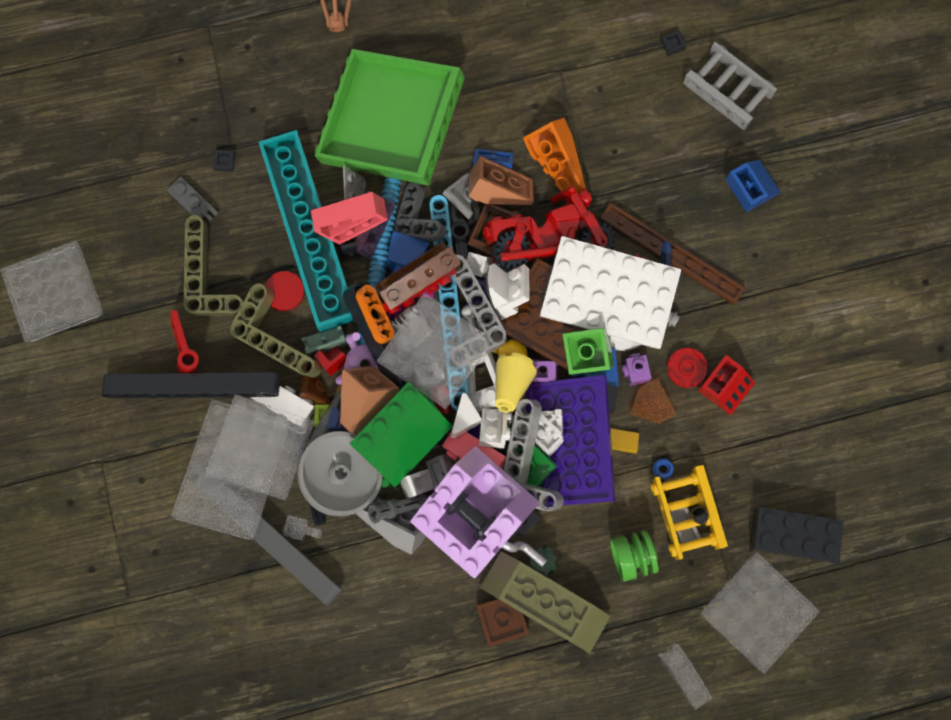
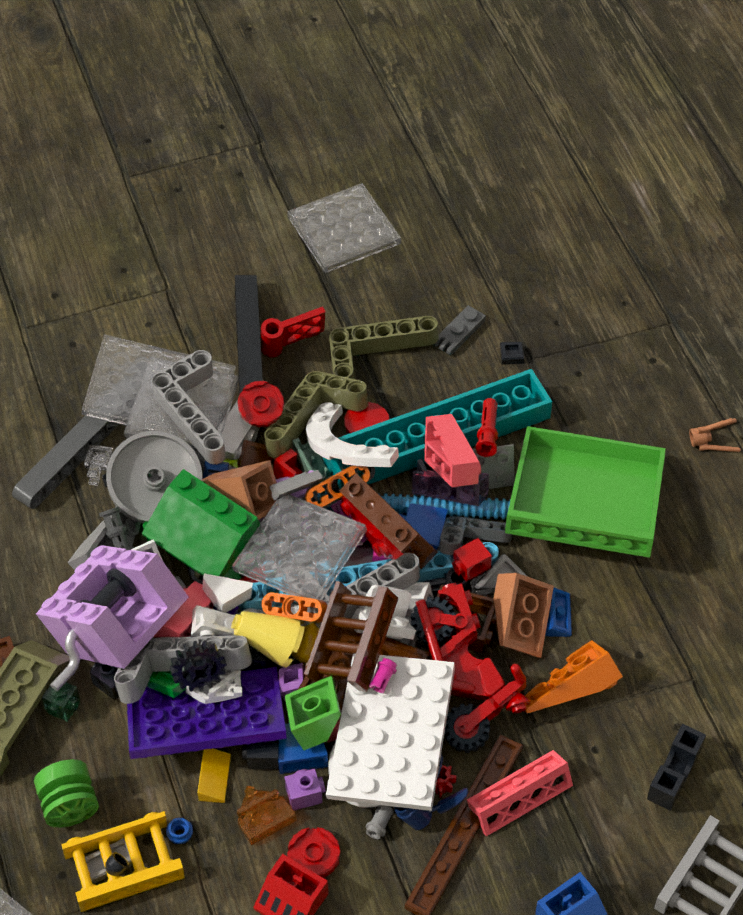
camera: 85 degrees right, 25 degrees down
(273, 439) = (169, 391): none -> light grey beam
(275, 374) = (260, 404): none -> red tile
(329, 318) = (331, 447): none -> white plate
(333, 184) = (487, 433): none -> red pin
(370, 350) = (295, 484): none -> light grey slope
(452, 215) = (471, 559): none -> red brick
(494, 368) = (287, 600): none -> orange beam
(532, 292) = (371, 642): none -> reddish brown fence
(543, 440) = (198, 666): none -> black gear
(571, 291) = (383, 675): none -> dark pink pin
(650, 208) = (520, 787): none -> coral fence
(654, 101) = (677, 767): none -> black arch

